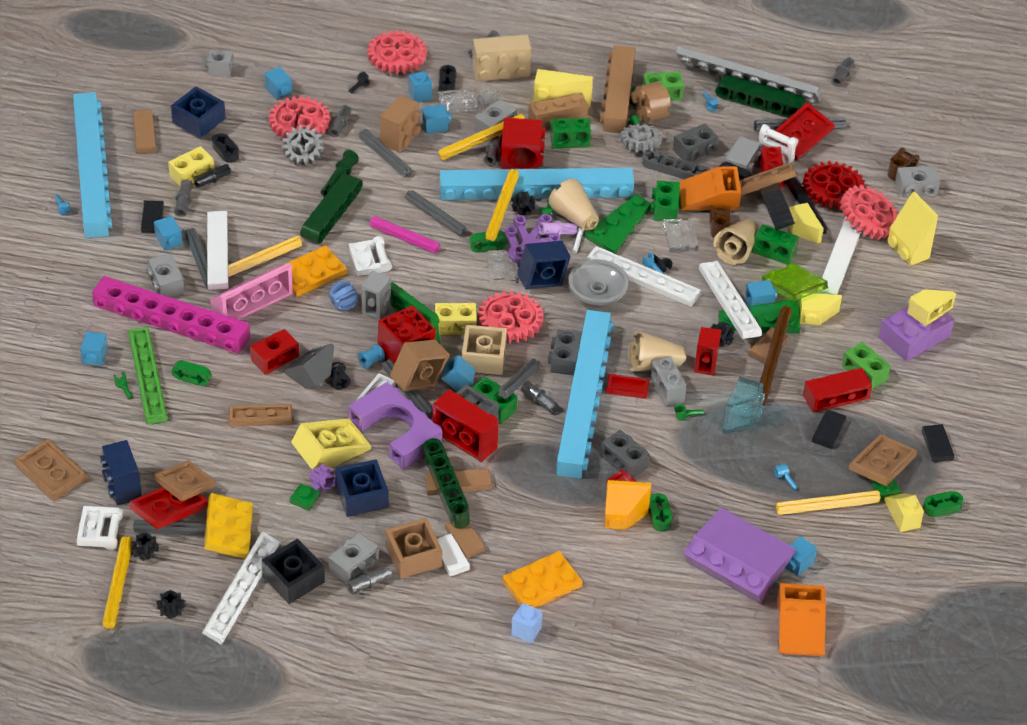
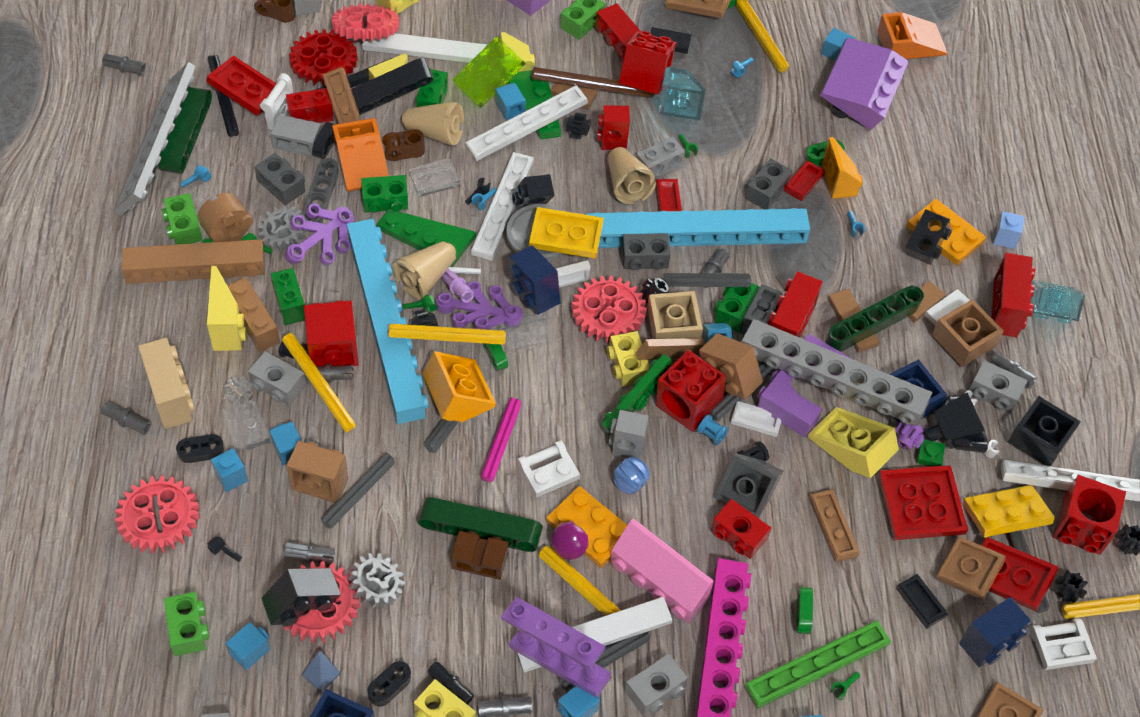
camera: 105 degrees left, 10 degrees up
(173, 451) = (922, 601): none -> black tile
(199, 570) = (1097, 500): none -> red brick
(206, 219) = (557, 647): none -> medium lavender fence
(248, 118) = (321, 672): none -> sand blue slope
(258, 473) = (922, 502): none -> red plate
(295, 93) = (300, 591): none -> black brick
(296, 246) = (569, 540): none -> magenta hair
(305, 202) = (479, 555): none -> reddish brown brick
(306, 56) = (181, 624): none -> bright green brick
(321, 513) = (961, 426): none -> black torso
(343, 166) = (402, 528): dark green pin -> none
(385, 424) = (848, 371): none -> light grey brick
(436, 635) = (1057, 301): none -> clear light blue slope
(444, 590) = (1013, 293): none -> red brick
(451, 330) = (672, 348): none -> medium nougat tile
(452, 205) = (457, 387): none -> light orange slope
(519, 341) = (656, 286): none -> black gear
(529, 549) = (923, 235): none -> black brick
(552, 298) = (573, 273): none -> white tile
(559, 512) = (855, 225): none -> dark azure hand
(586, 289) = (566, 232): none -> yellow plate
(630, 158) = (322, 232): none -> medium lavender plant
(638, 279) = (533, 191): none -> black brick
(784, 382) = (647, 61): none -> red brick

